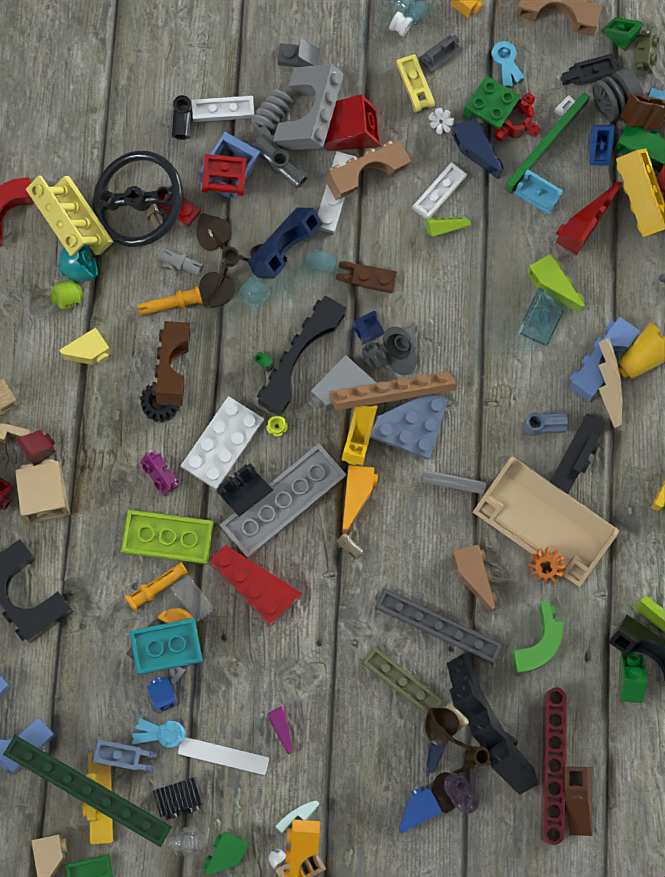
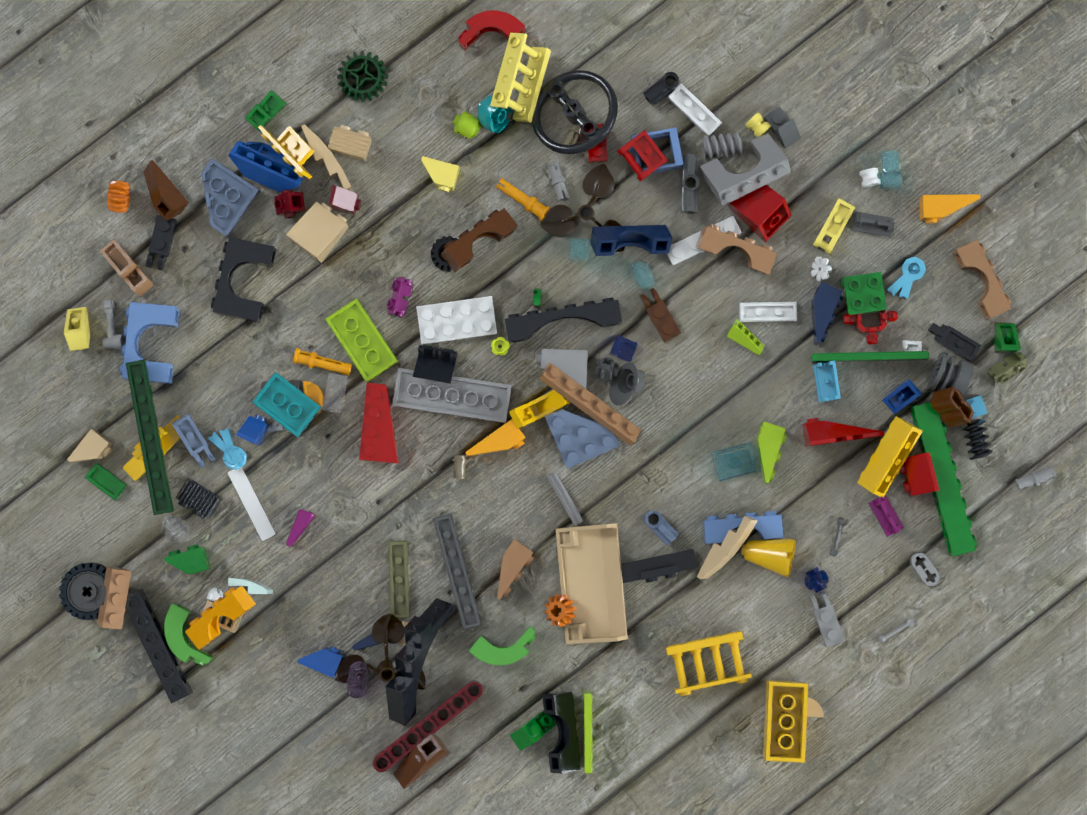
camera: 55 degrees right, 10 degrees up
(280, 71) = (758, 125): none -> light yellow wheel

